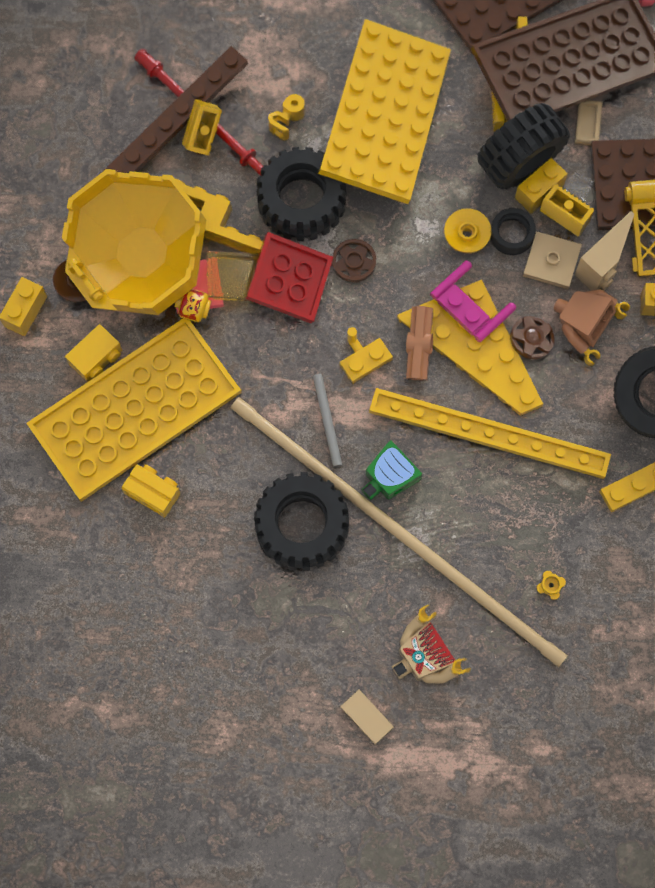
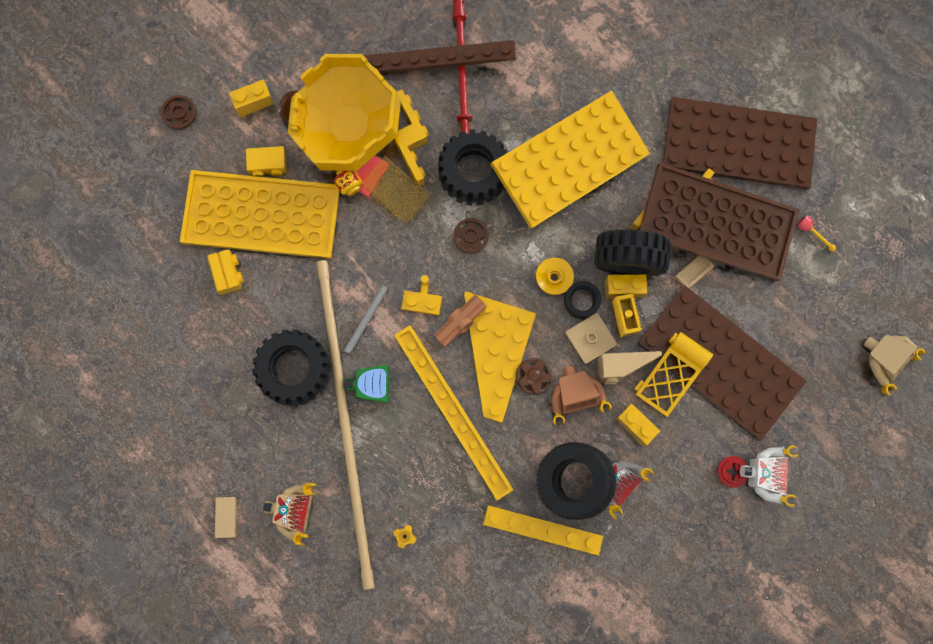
camera: 35 degrees right, 5 degrees up
(201, 127) = (451, 76): yellow brick -> none
(289, 277) = (420, 213): red plate -> none
(292, 110) = (519, 111): yellow leg -> none
(464, 309) = (507, 323): dark pink plate -> none

